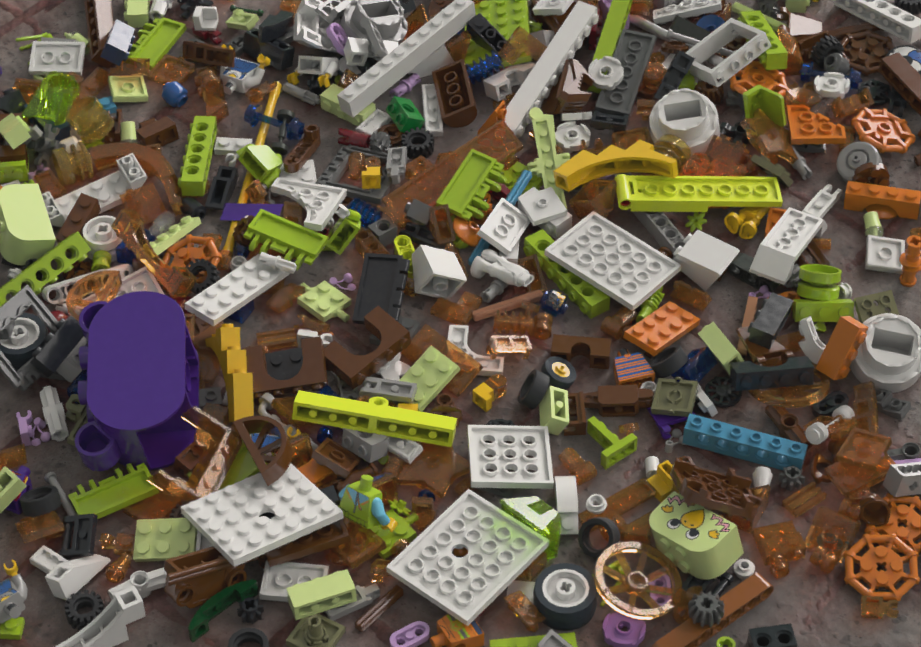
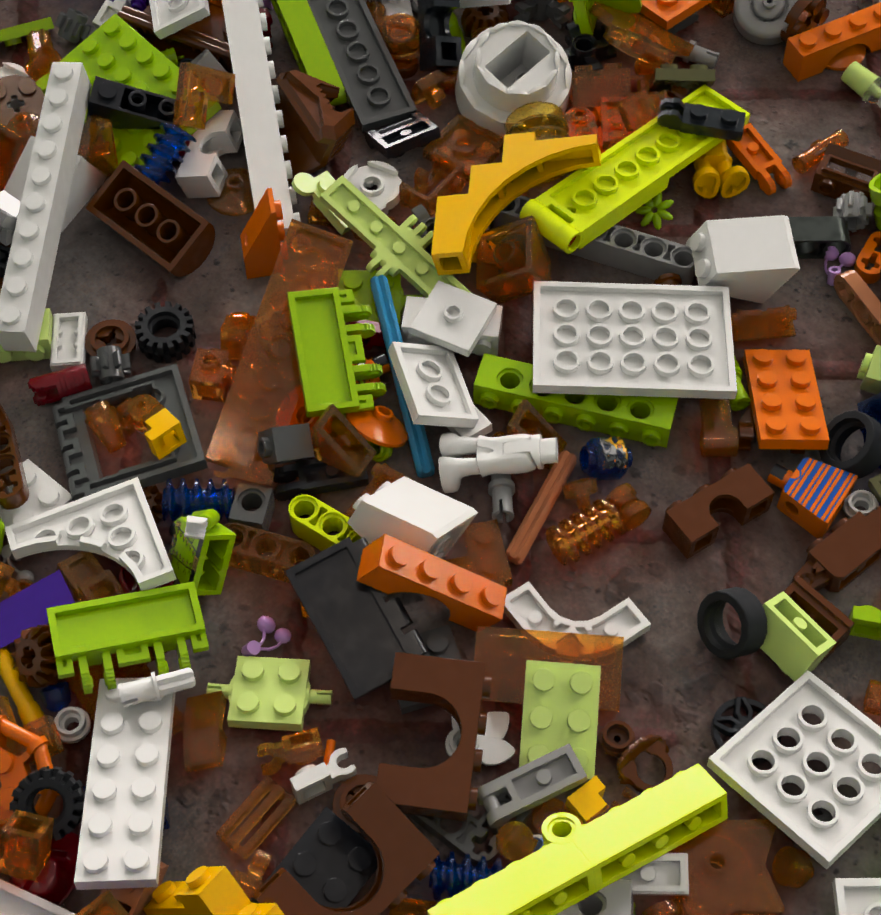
camera: 40 degrees left, 10 degrees up
(396, 163) = (176, 385): light grey hinge -> none
(404, 114) = (108, 298): green brick -> none
(406, 86) = (64, 255): lavender pin -> none
(409, 276) = (400, 567): none -> orange arch
(431, 110) = (133, 266): white tile -> none
(489, 391) = (661, 670): leg -> none
(509, 344) = (627, 576): clear orange hinge -> none
(560, 372) = (725, 565): black wheel -> none
(572, 117) = (347, 157): white plate -> none
(608, 81) = (344, 52): white plate -> none
(750, 188) = (701, 119): none -> black hinge
(785, 244) = (824, 170): white slope -> none
(822, 202) = (774, 90): white hinge -> none

